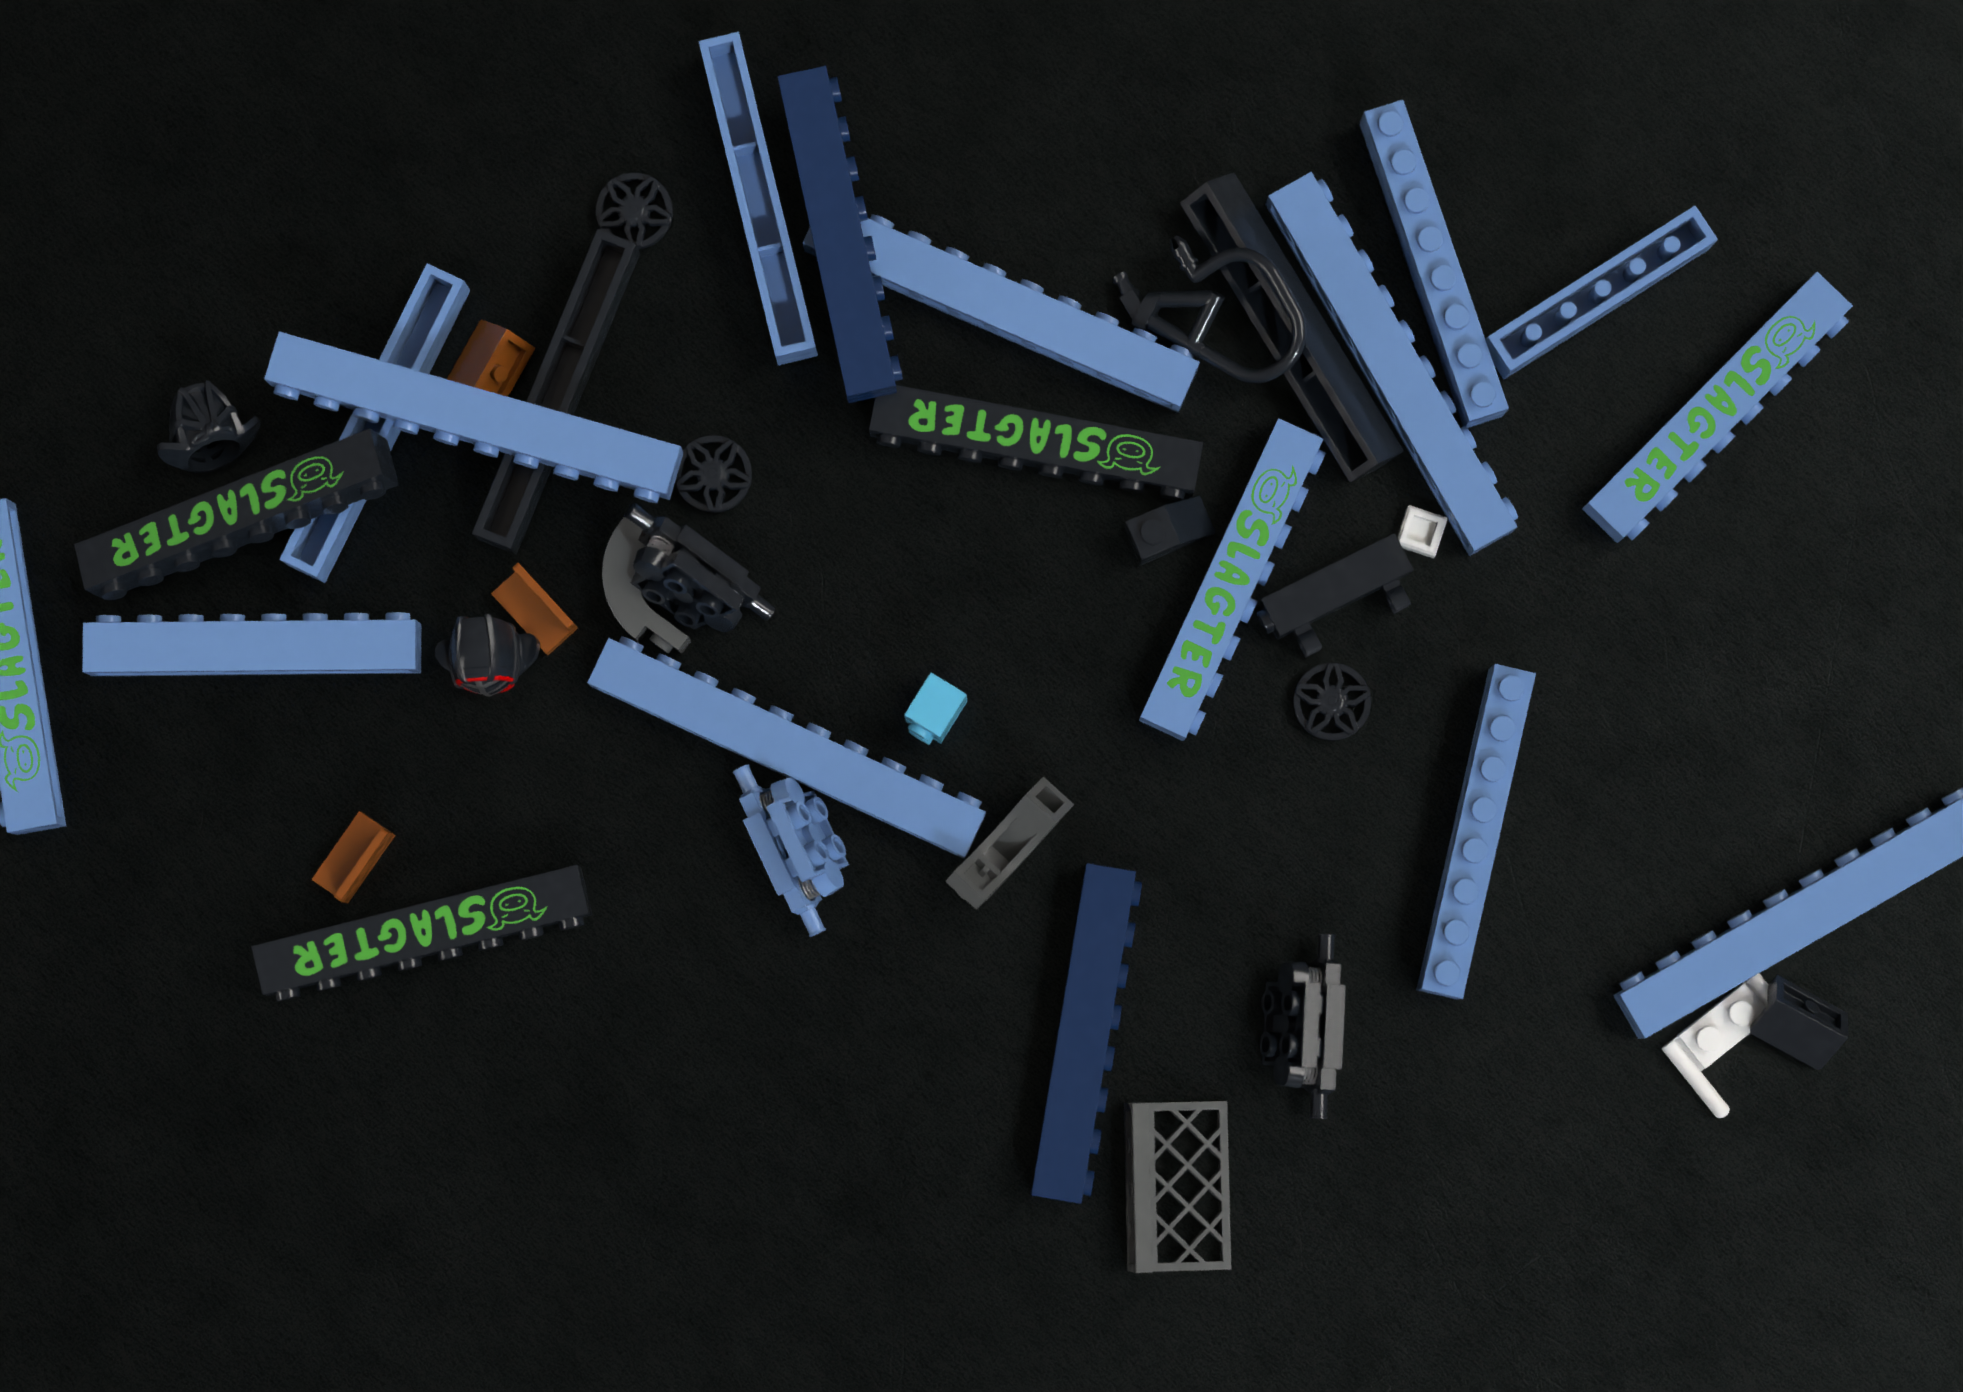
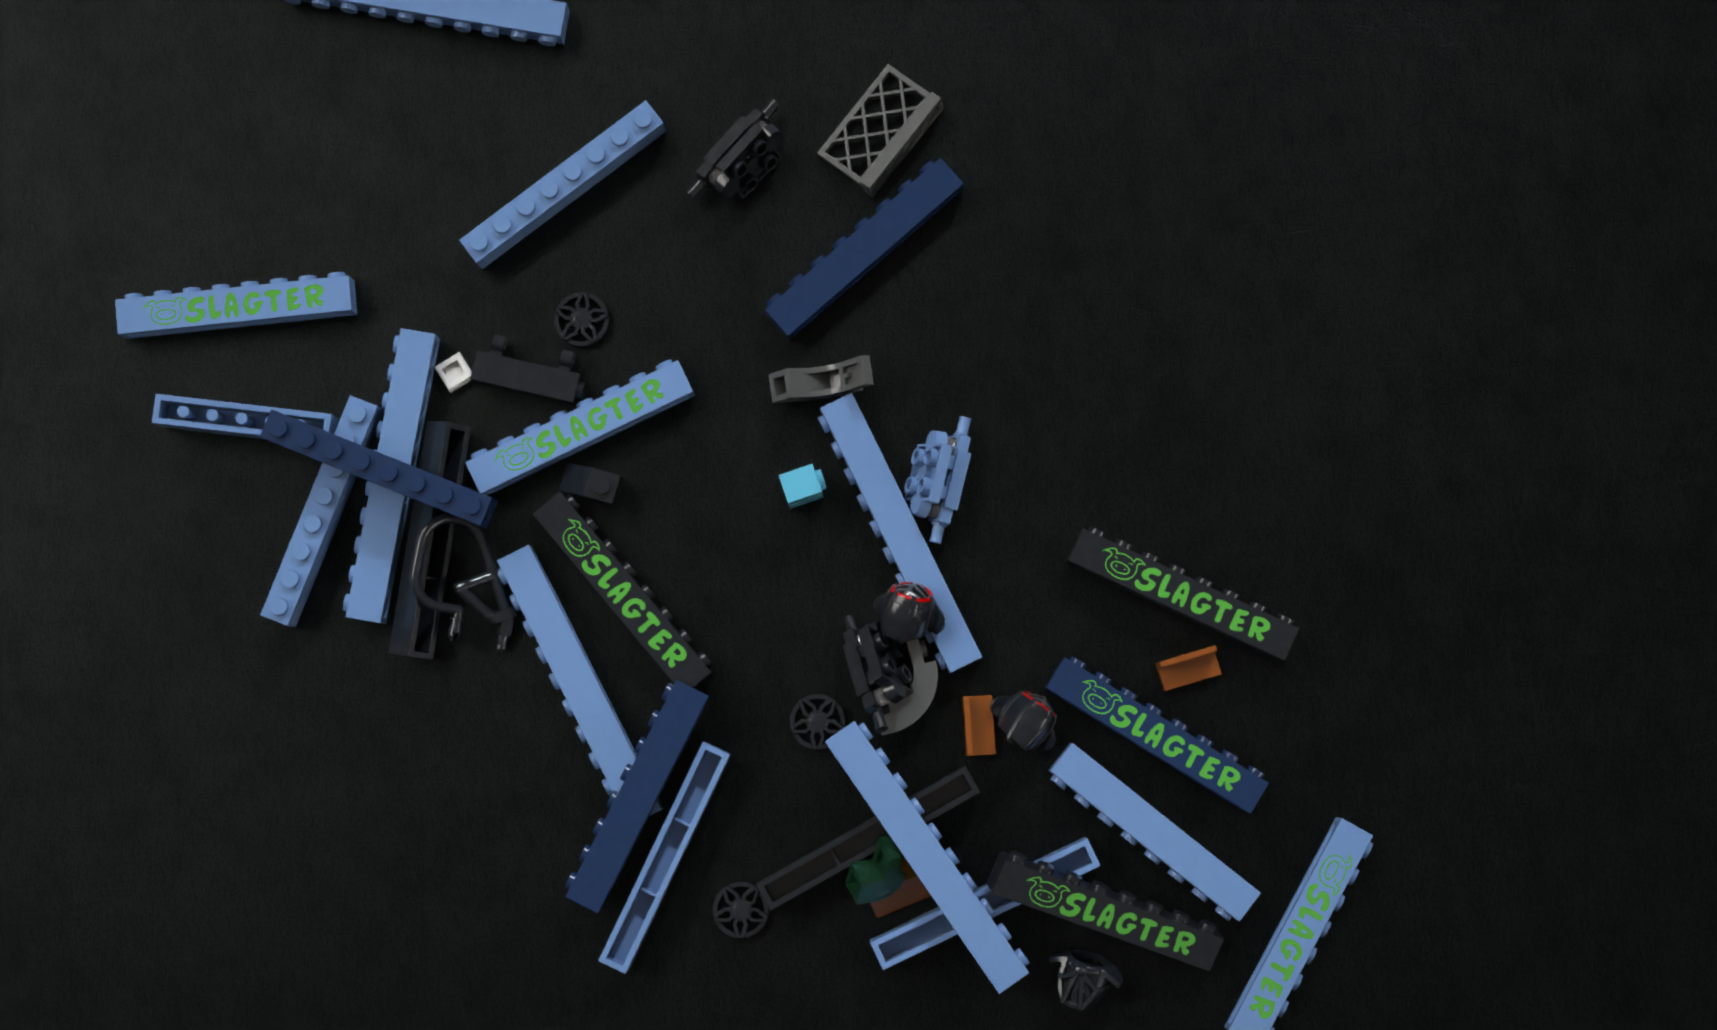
camera: 140 degrees left, 0 degrees up
(331, 754) = (1156, 735): none -> dark blue brick
(512, 354) = (876, 877): none -> clear green brick
(705, 654) = (908, 612): none -> black piece
(1404, 349) = (379, 469): none -> dark blue brick

